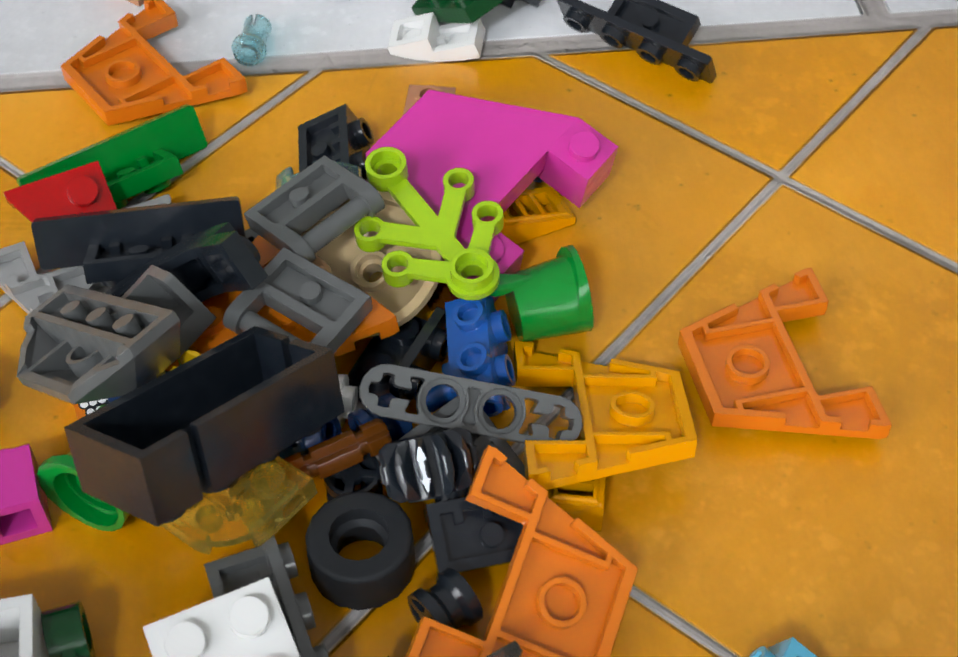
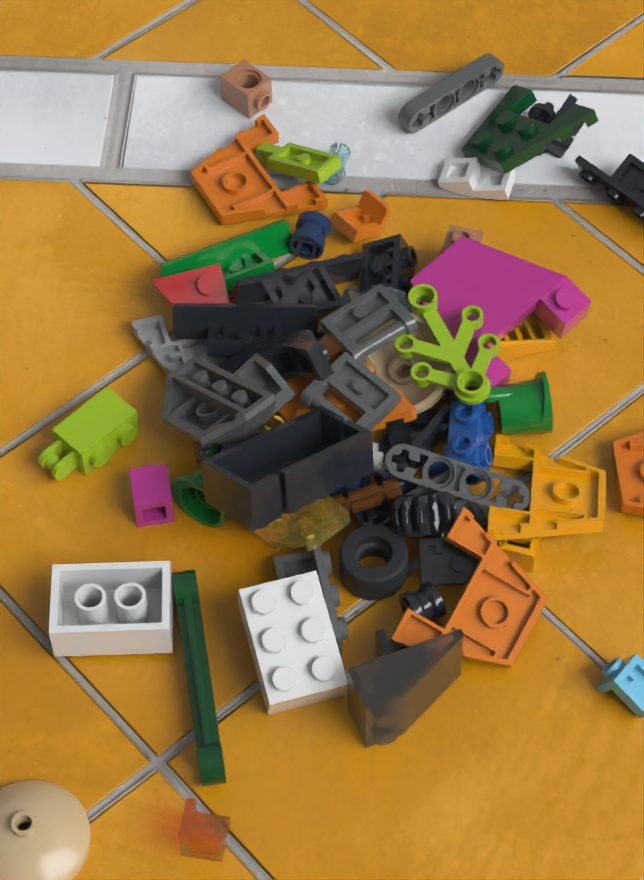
camera: 10 degrees right, 5 degrees up
(204, 38) = (298, 161): none -> lime hinge
(220, 174) = (301, 284): none -> black bracket
(226, 122) = (310, 235): none -> dark blue wheel
(298, 98) = (363, 220): none -> orange bracket

